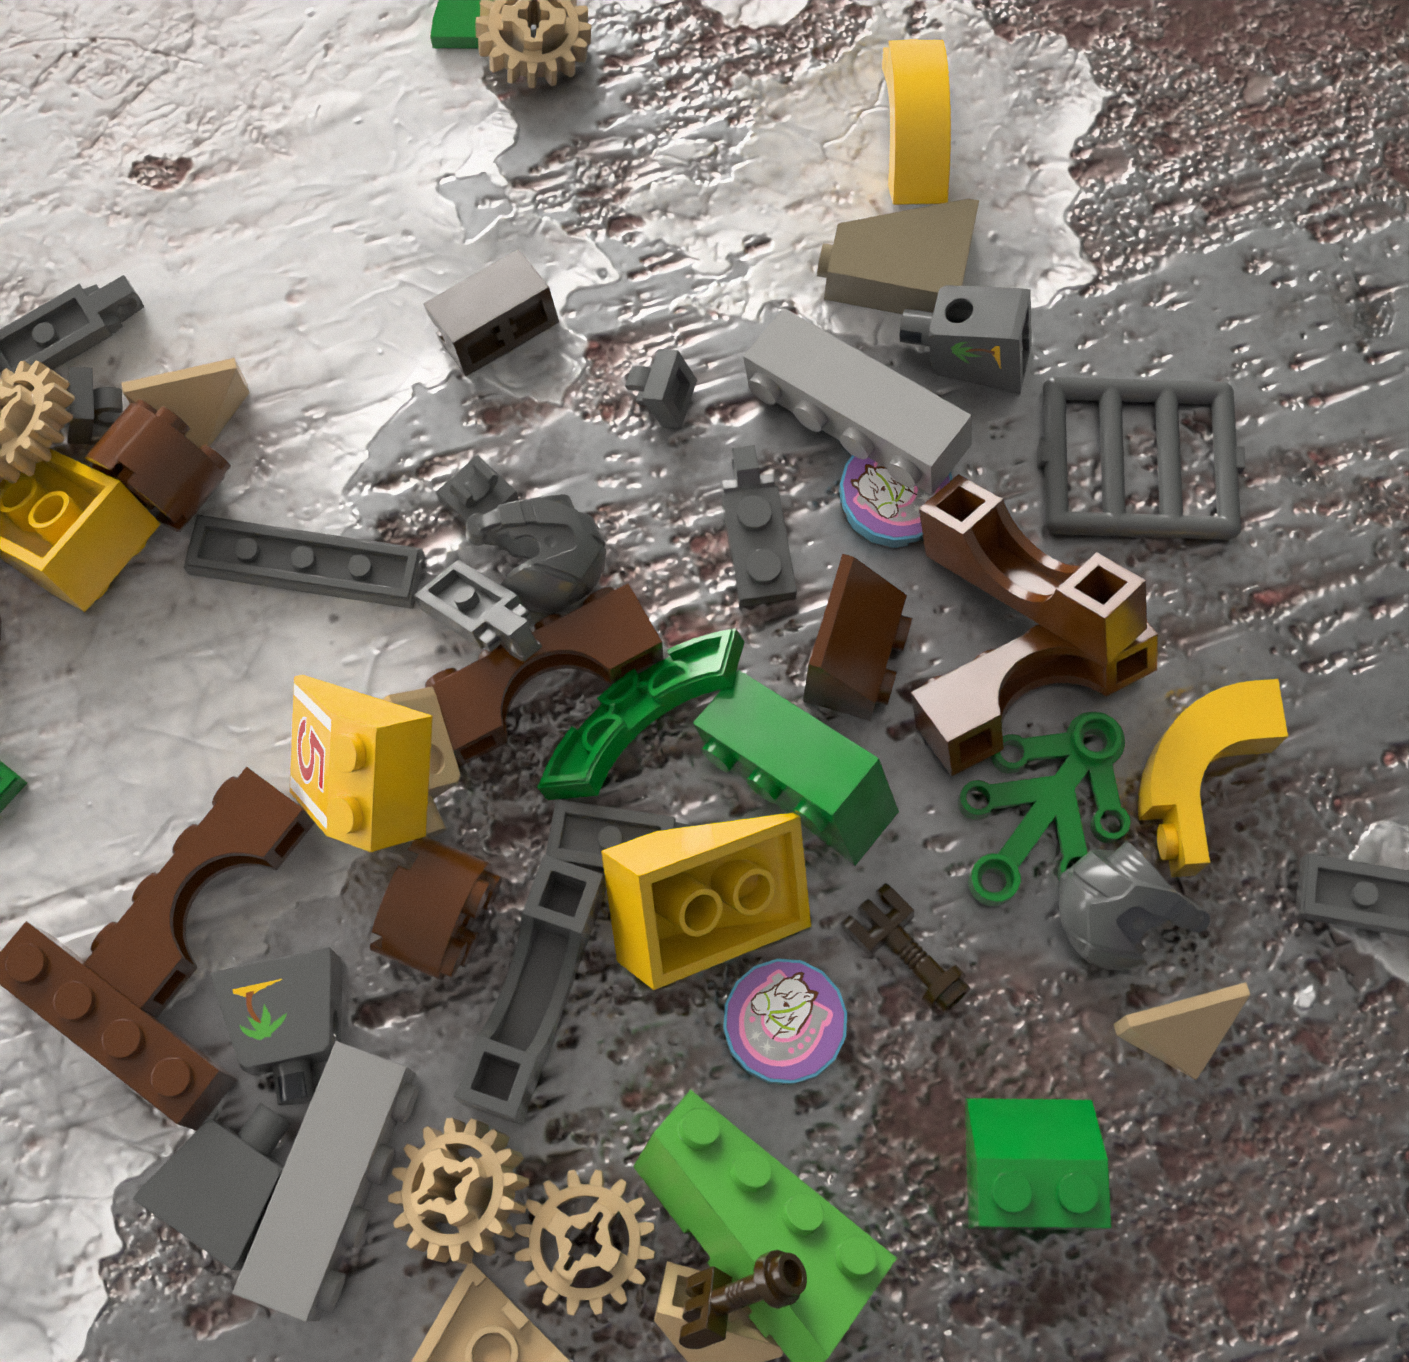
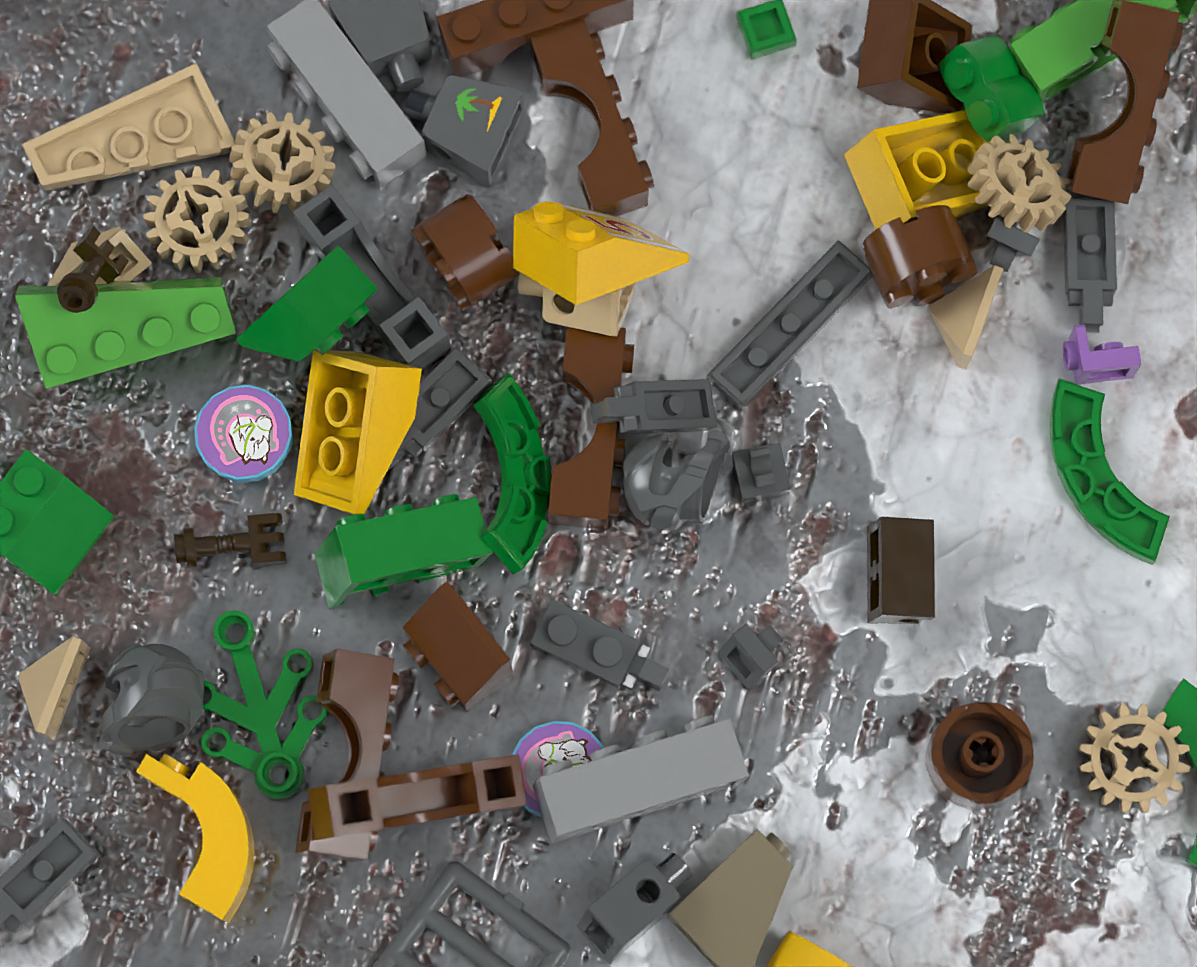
camera: 125 degrees right, 5 degrees up
(169, 271) = (1106, 363): none -> medium lavender bracket
(287, 221) = (1091, 482): none -> green tile
(614, 1022) = (313, 310): none -> green slope
(621, 141) = (1008, 754): none -> reddish brown brick

